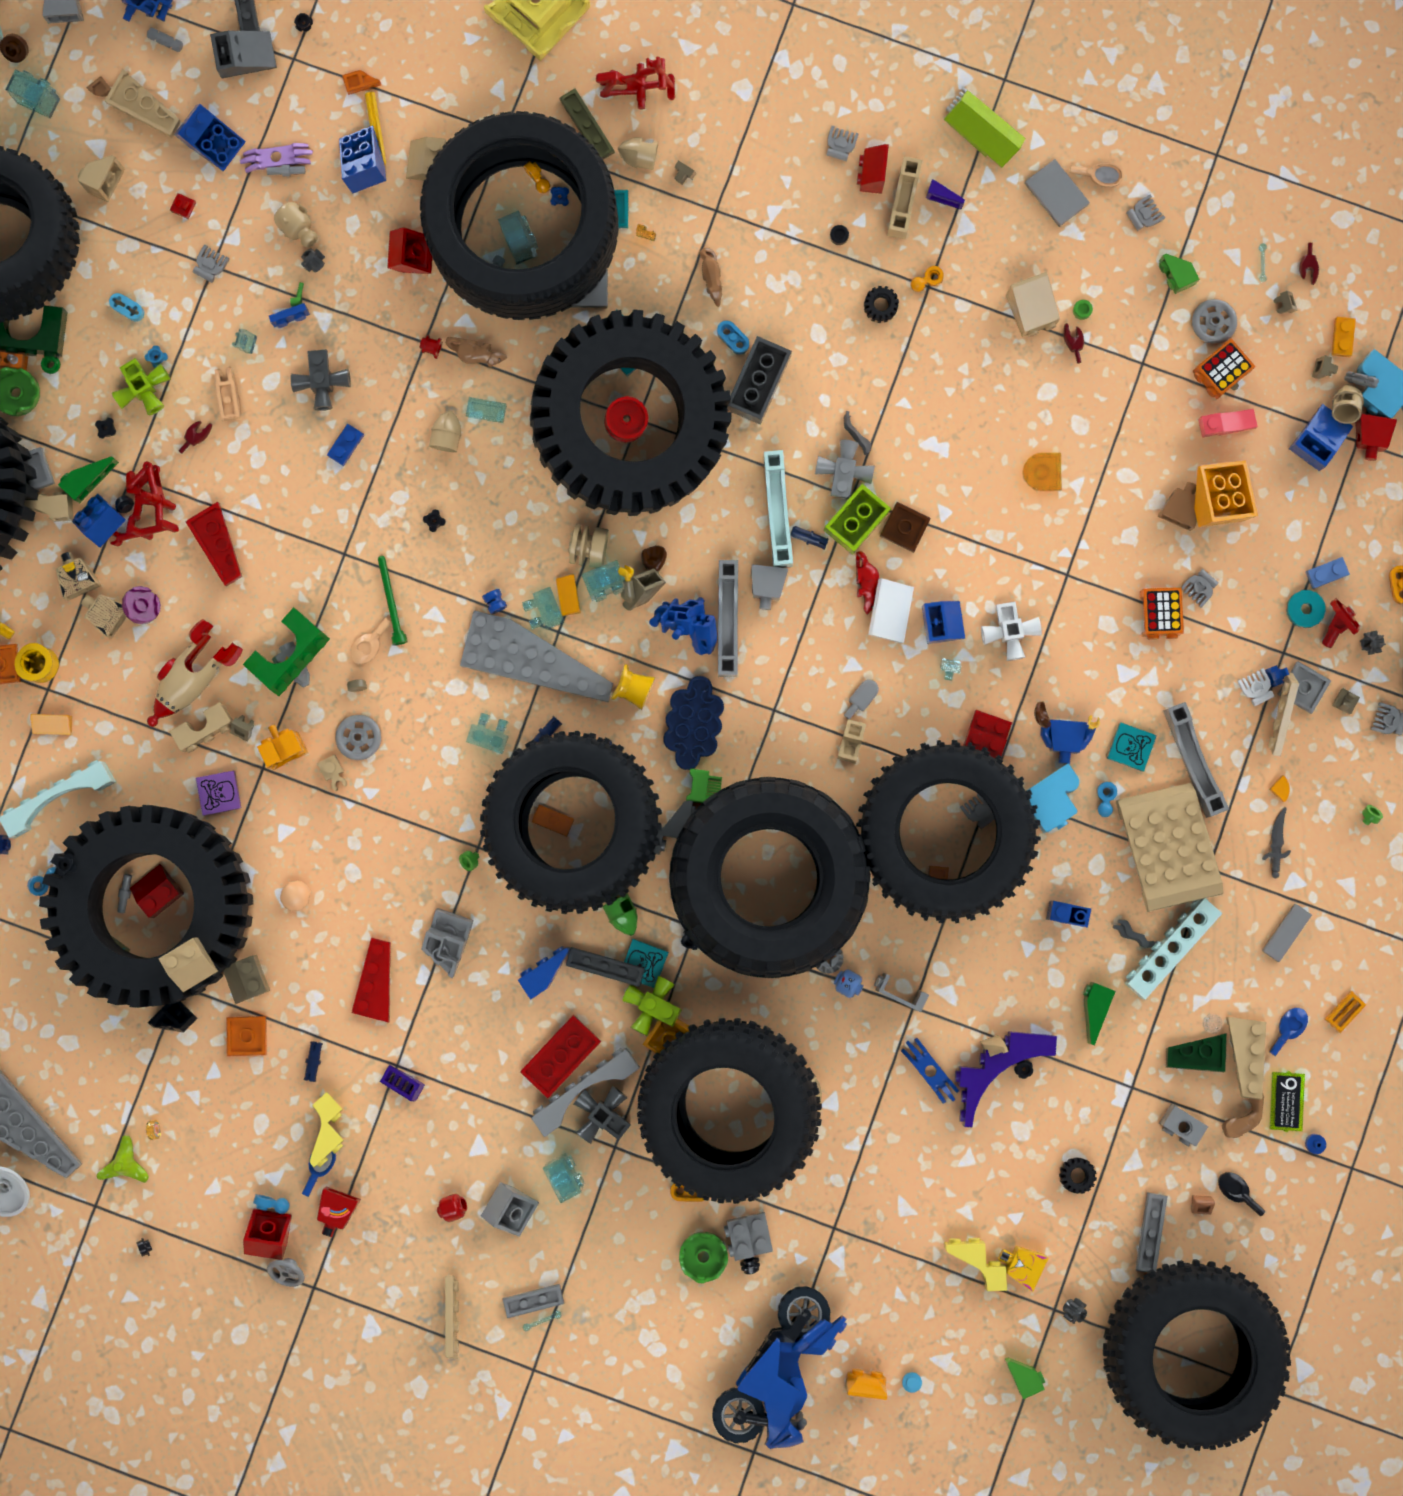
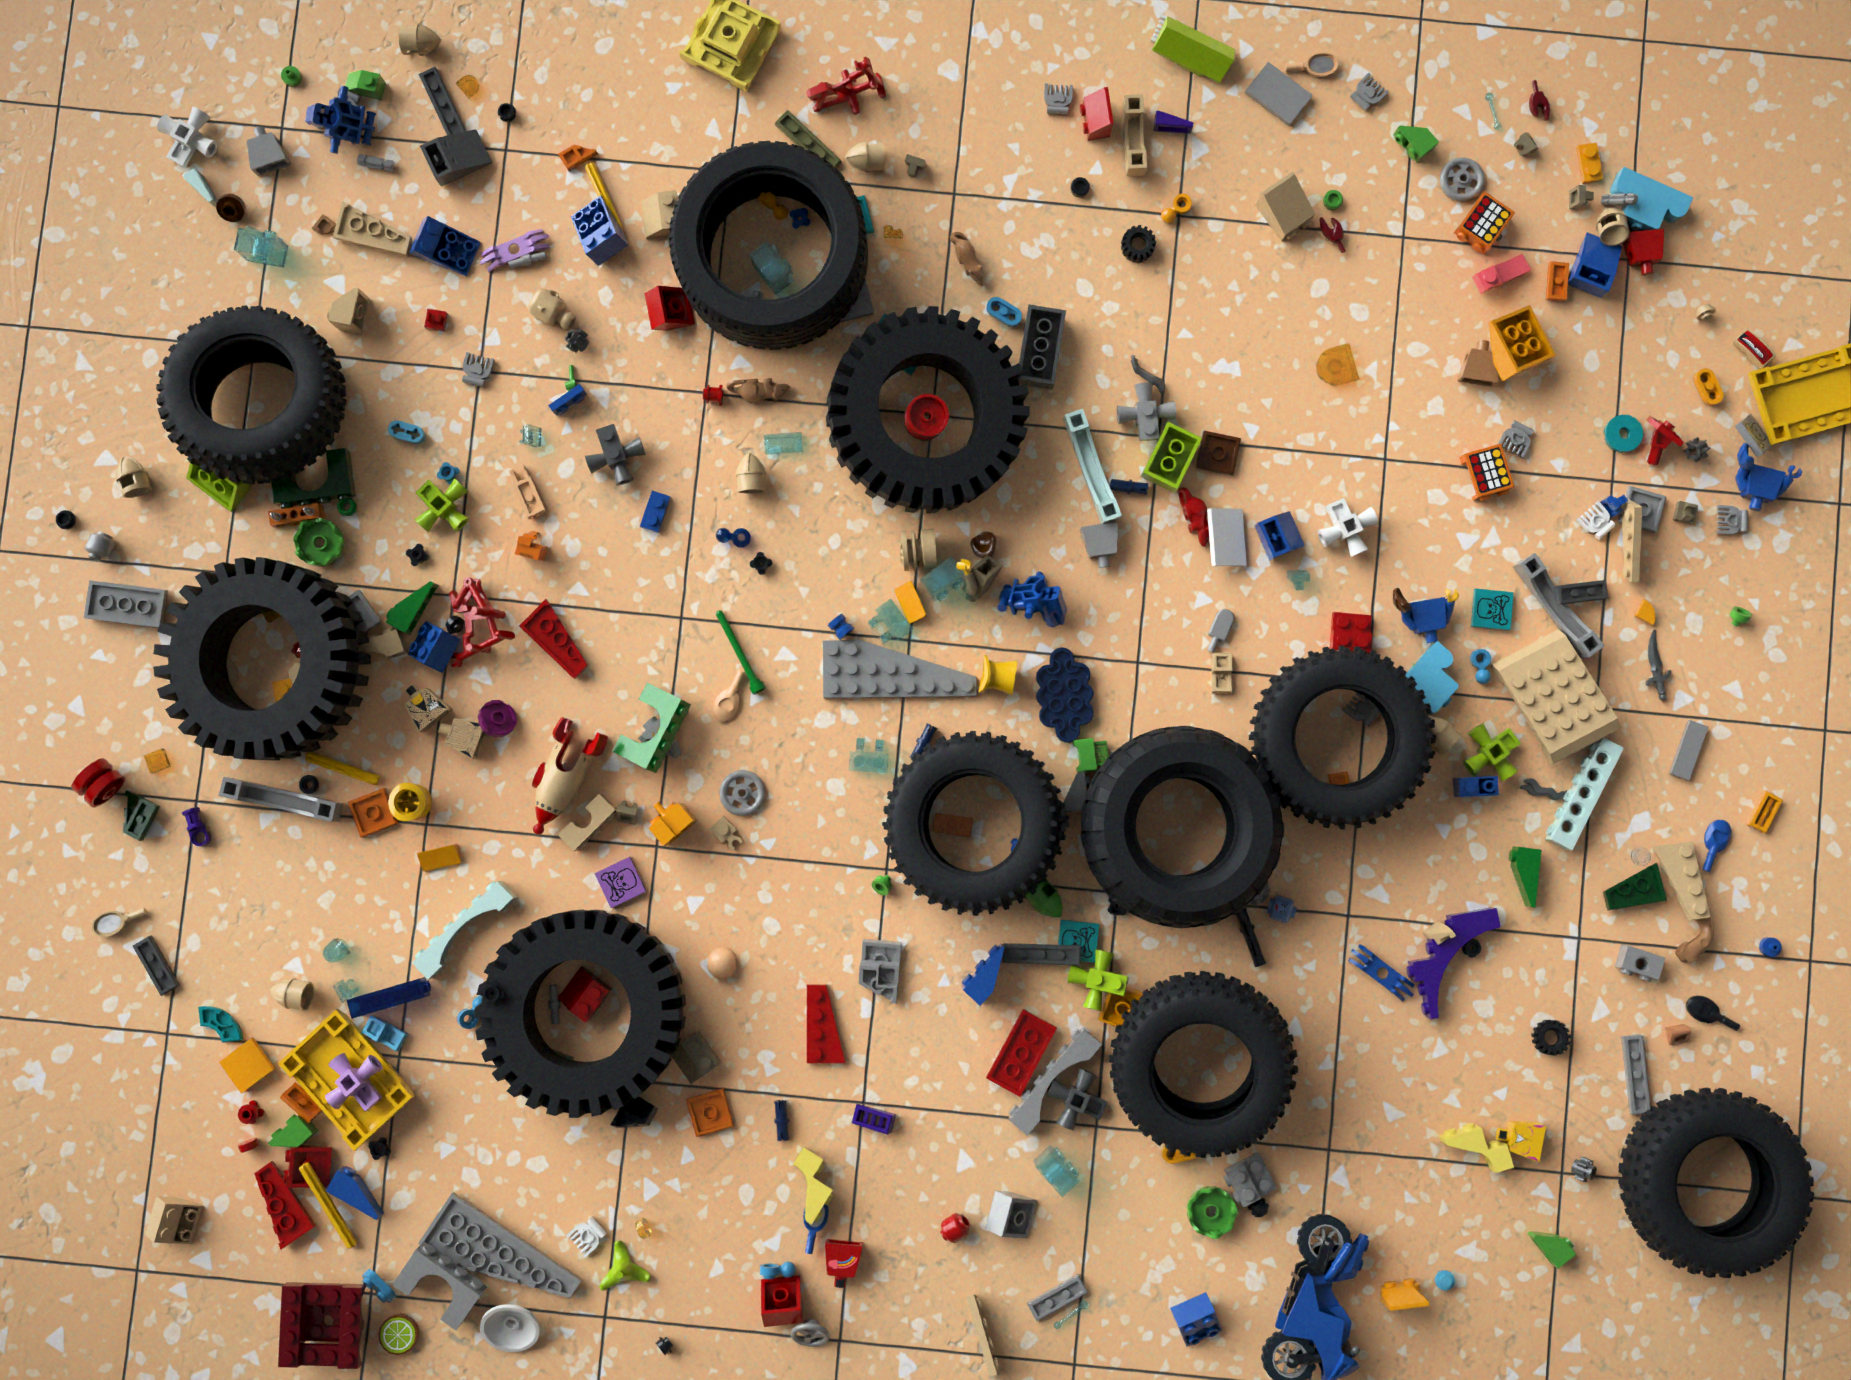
camera: 15 degrees left, 0 degrees up
(100, 1122) = (589, 1234): none -> white piece
(188, 964) = (639, 1060): tan slope -> none
(193, 437) = (505, 542): dark red hand -> none
(212, 448) = (526, 547): none -> orange piece
(356, 685) = (728, 742): dark tan tile -> none
(405, 484) = (723, 535): none -> clear blue plate
(661, 1356) = (1196, 1319): none -> blue slope
(728, 619) = (1071, 586): light grey arch -> none
(811, 1003) = (1250, 938): none -> black pin
(918, 1002) = (1354, 909): light grey panel -> none
(1049, 854) = (1445, 735): none -> tan helmet
(1094, 884) = (1492, 752): none -> lime brick
(1221, 752) = (1580, 592): none -> dark grey tile
(1280, 444) = (1557, 281): none -> orange plate
(1287, 1101) = (1732, 913): piece -> none
(1327, 573) = (1634, 393): medium blue plate -> none

